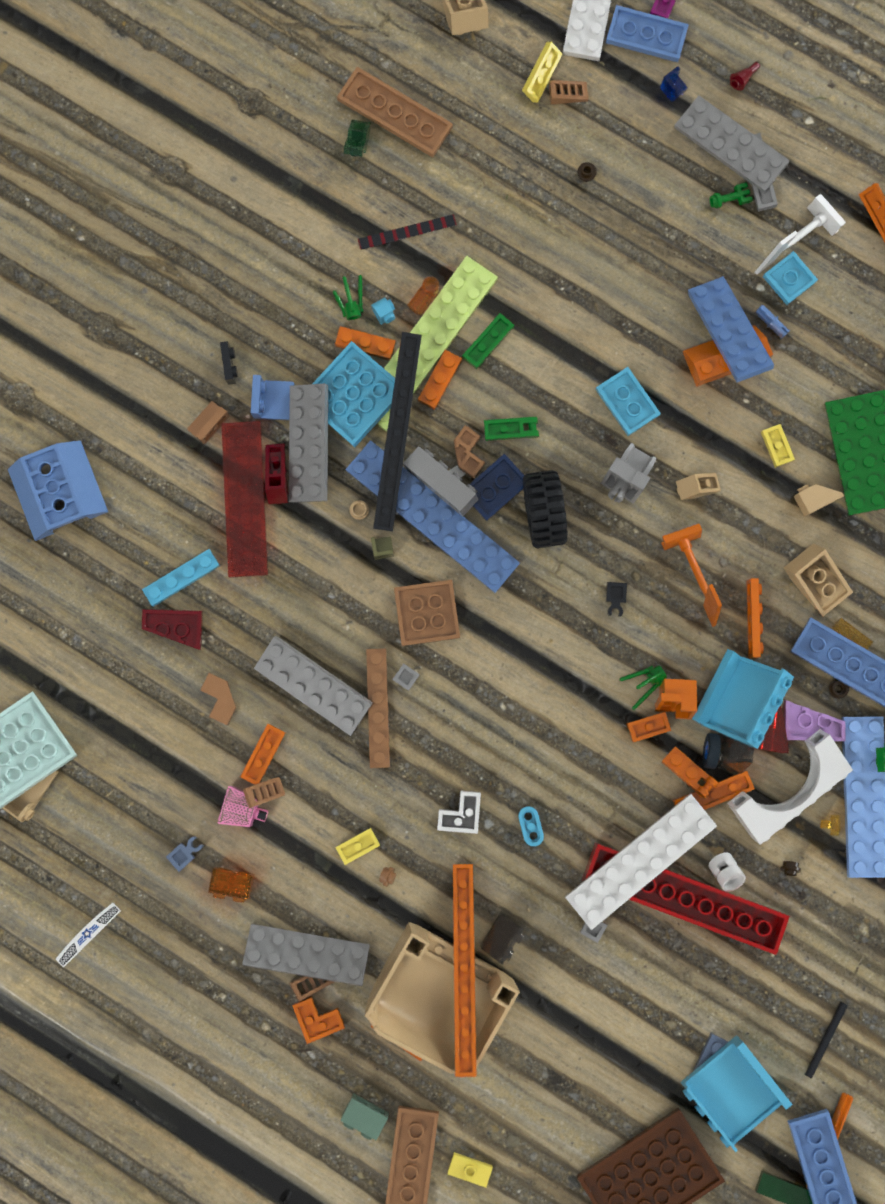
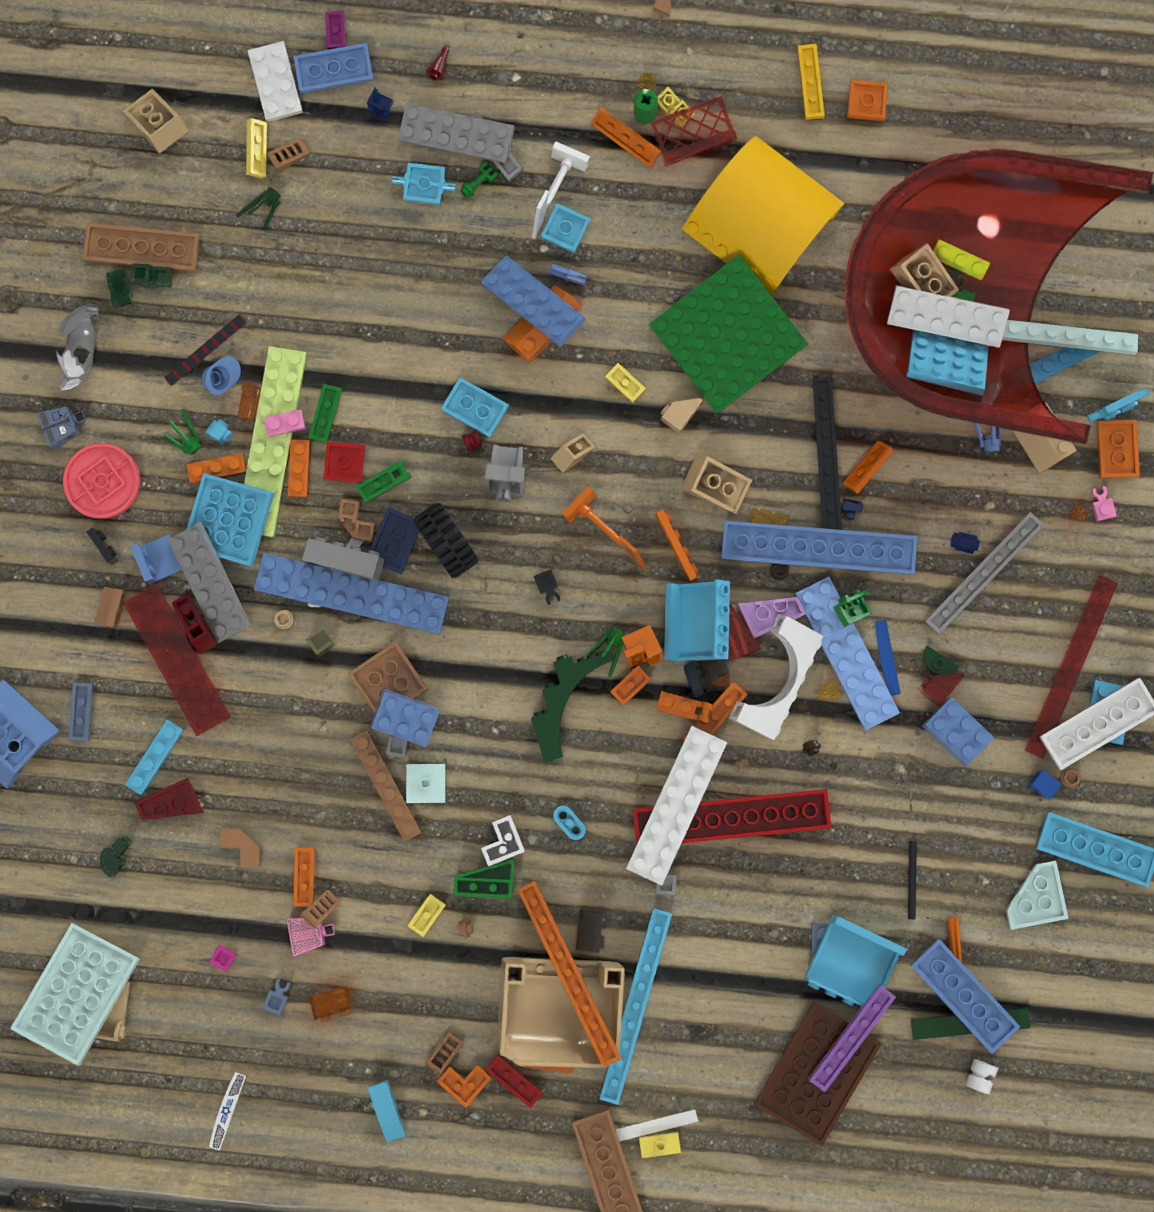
camera: 25 degrees left, 0 degrees up
(96, 651) = (111, 860): none -> clear green brick
(135, 503) = (81, 711): none -> sand blue plate
(153, 792) = (223, 958): none -> dark pink plate
(233, 1009) = (386, 1110): none -> medium azure slope
(243, 236) = (60, 425): none -> sand blue torso
(256, 304) = (101, 481): none -> coral plate
(303, 160) = (79, 330): none -> light grey animal
(306, 955) = (427, 1032): light grey plate -> none
(313, 685) = (318, 794): light grey plate -> none
(364, 1041) = (514, 1081): none -> red plate
(364, 1117) = (546, 1146): sand green brick -> none
(390, 141) = (151, 276): none -> clear green brick
(397, 431) = (283, 535): black plate -> none
(410, 260) = (221, 375): none -> medium blue piece
(416, 723) = (425, 783): none -> light aqua plate
(426, 654) = (404, 717): none -> medium blue brick
(428, 844) = (487, 882): none -> green wedge
(447, 331) = (284, 423): none -> bright pink plate
(476, 1149) = (657, 1125): none -> white sticker
(484, 393) = (344, 462): none -> red plate
(514, 1024) = (636, 1004): none -> medium azure plate
(531, 122) = (269, 198): none -> dark green plant
(554, 725) = (556, 696): none -> dark green arch
(586, 177) = (340, 224): dark brown plate -> none
(610, 430) = (471, 441): none -> dark red wheel
(679, 176) = (424, 184): none -> medium azure plate
(701, 1163) = (851, 1038): none -> medium lavender plate
(727, 872) = (756, 777): white wheel -> none

